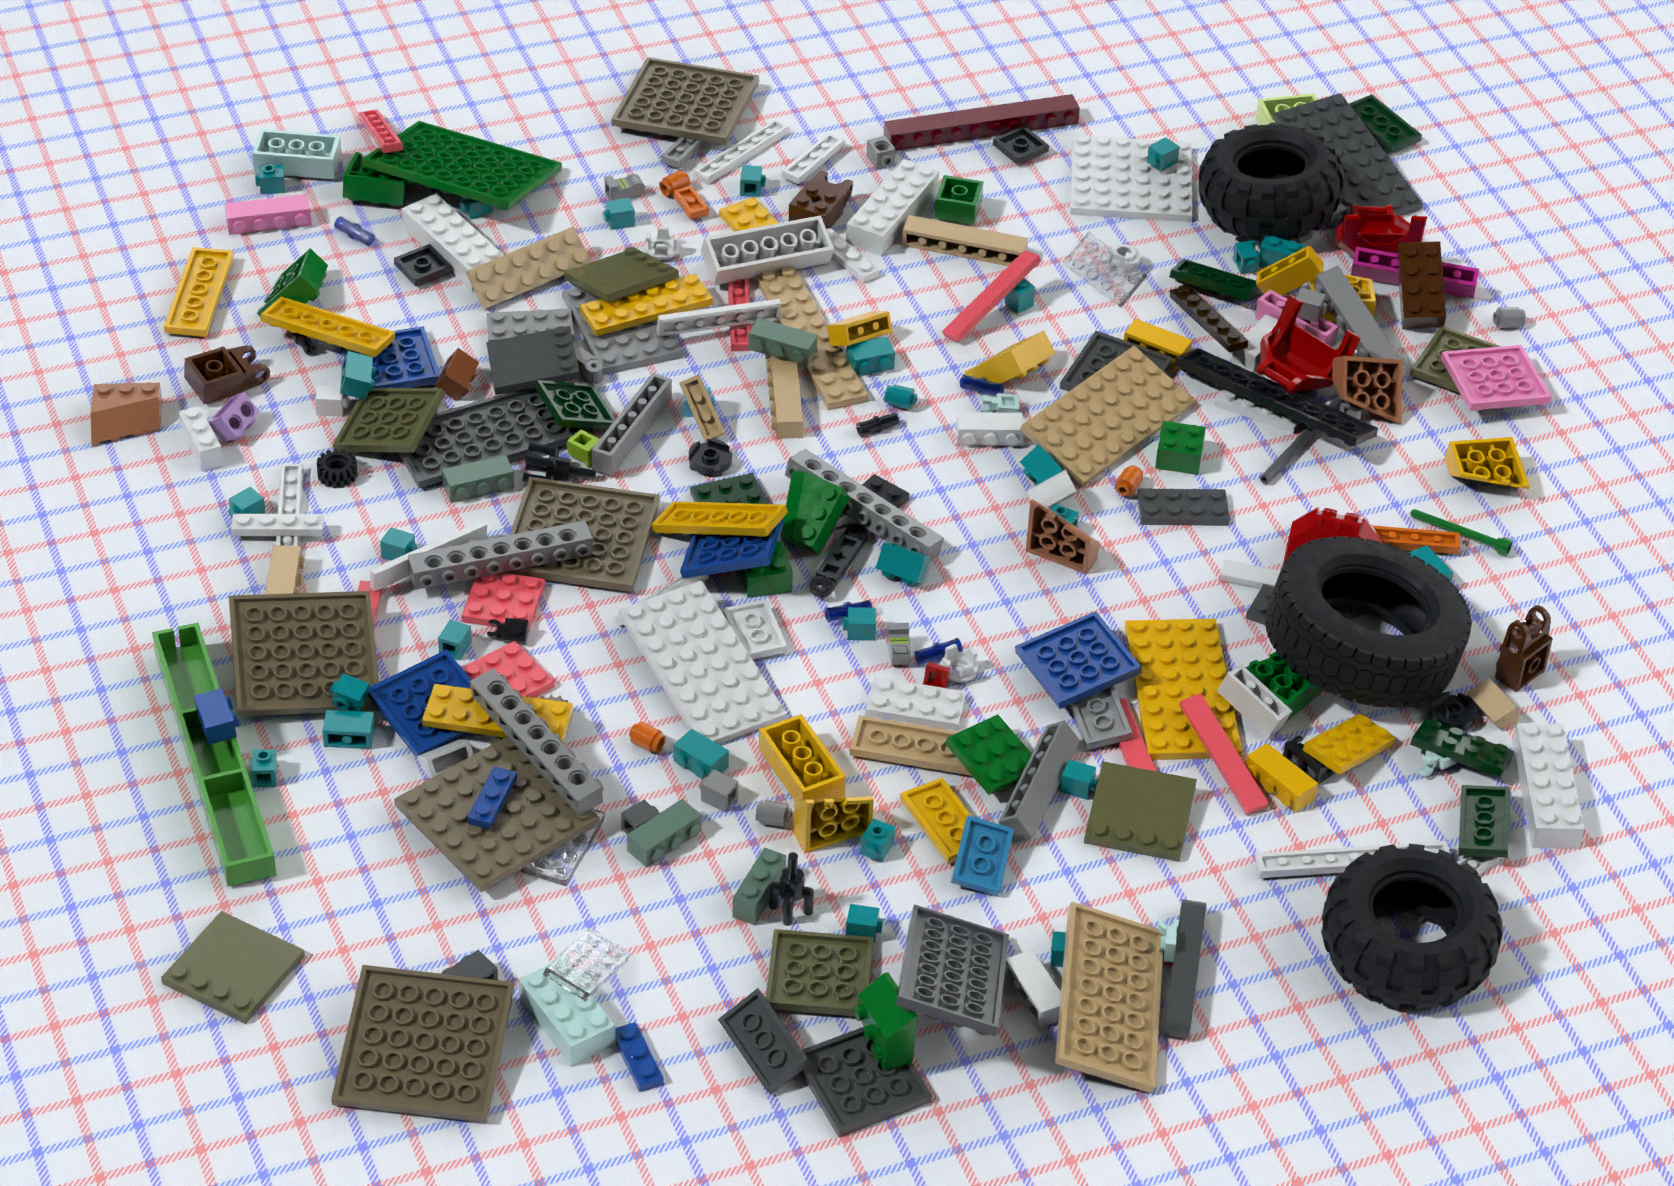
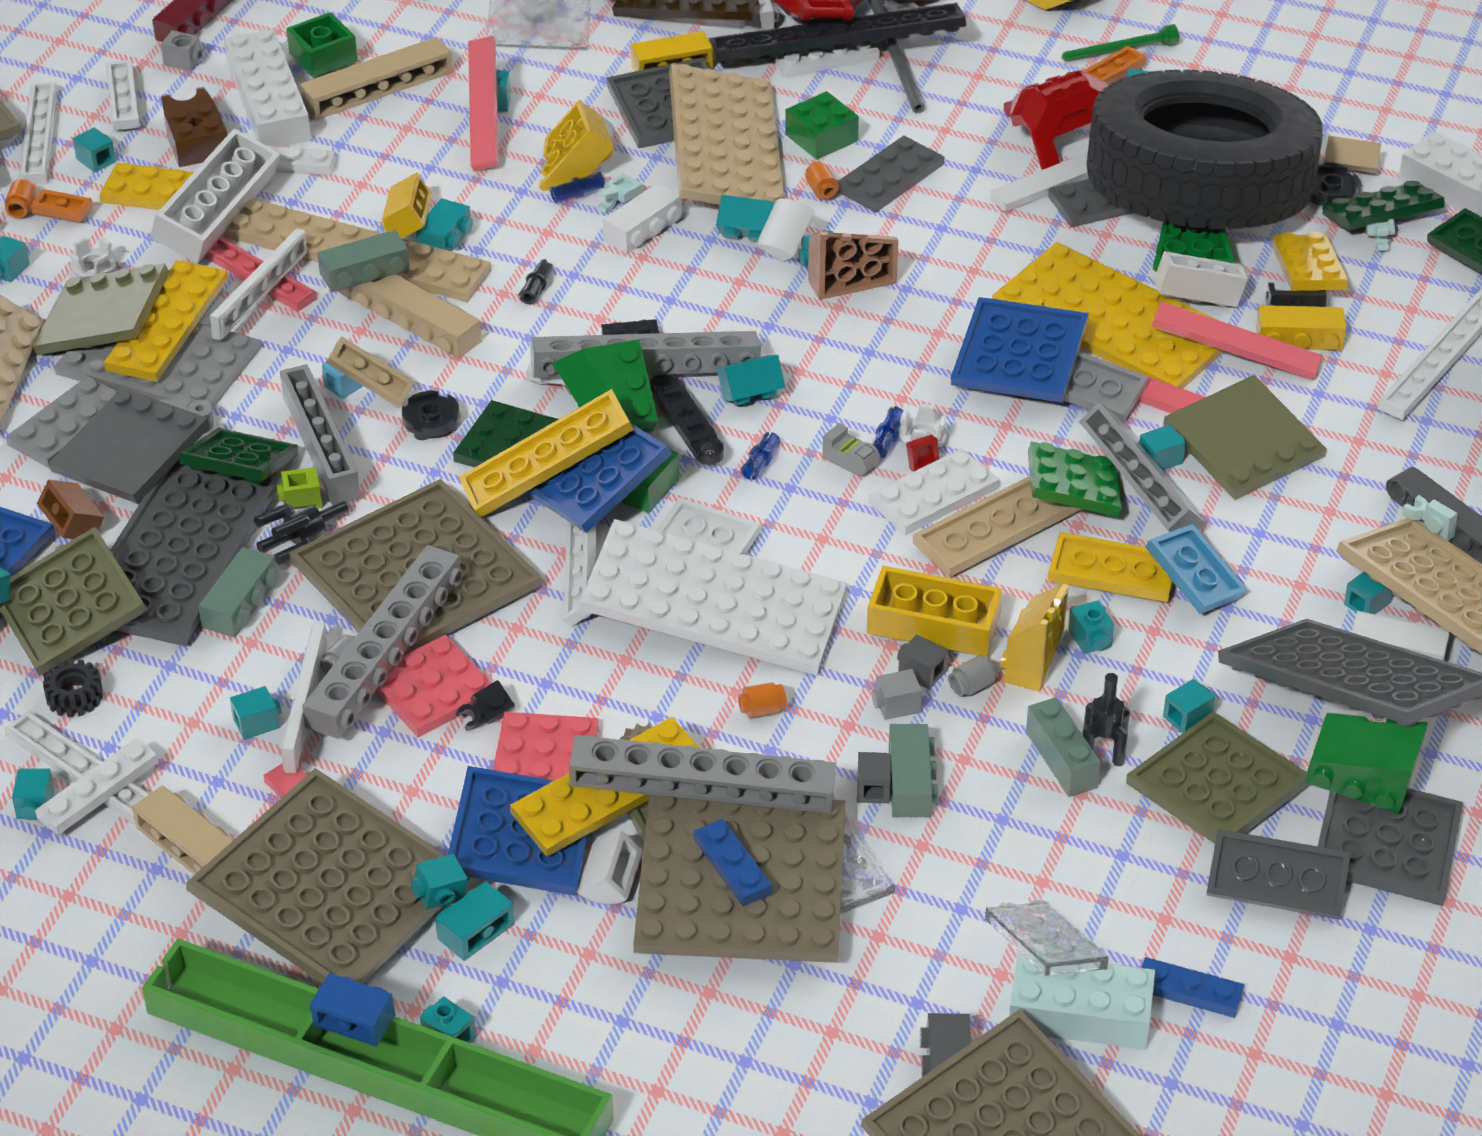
camera: 45 degrees left, 0 degrees up
(455, 638) = (448, 755): teal brick -> none
(700, 754) = (834, 677): teal brick -> none
(758, 784) = (925, 659): none -> dark grey brick
(860, 623) = (791, 457): teal brick -> none
(900, 396) = (523, 243): teal brick -> none
(1524, 650) = (1327, 88): reddish brown brick -> none

